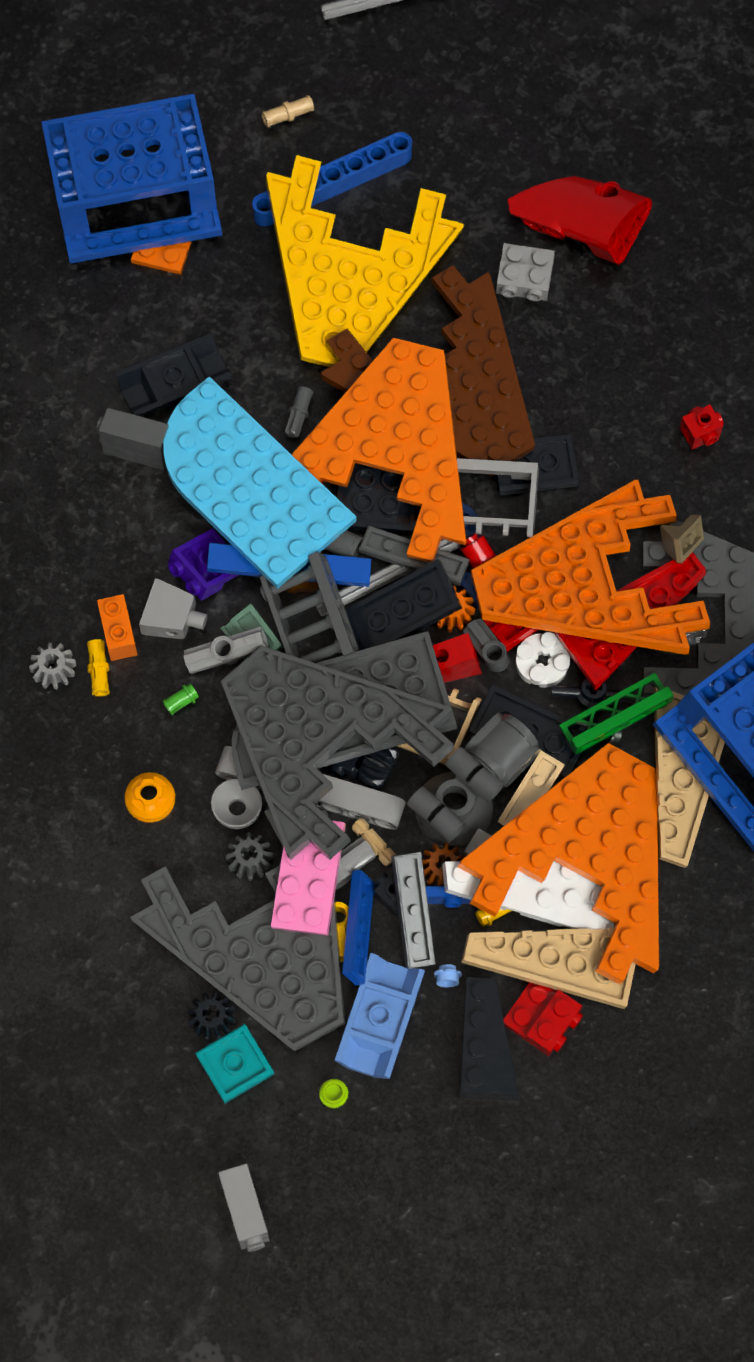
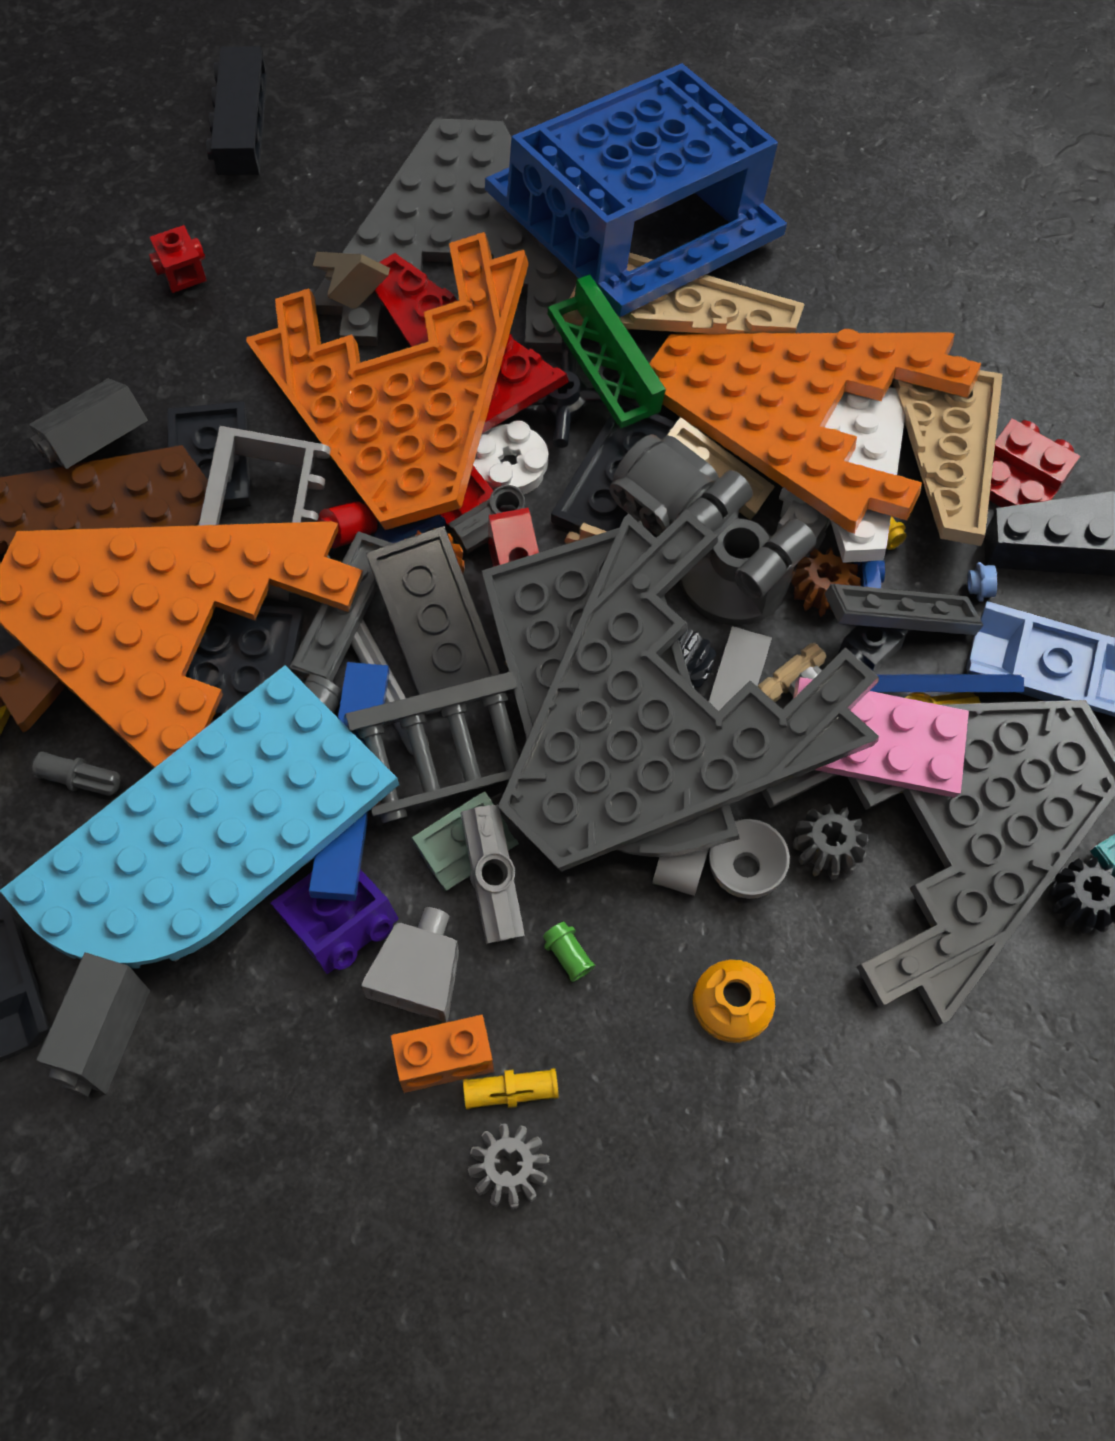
camera: 90 degrees left, 5 degrees down
(549, 384) = (86, 423): none -> dark grey brick

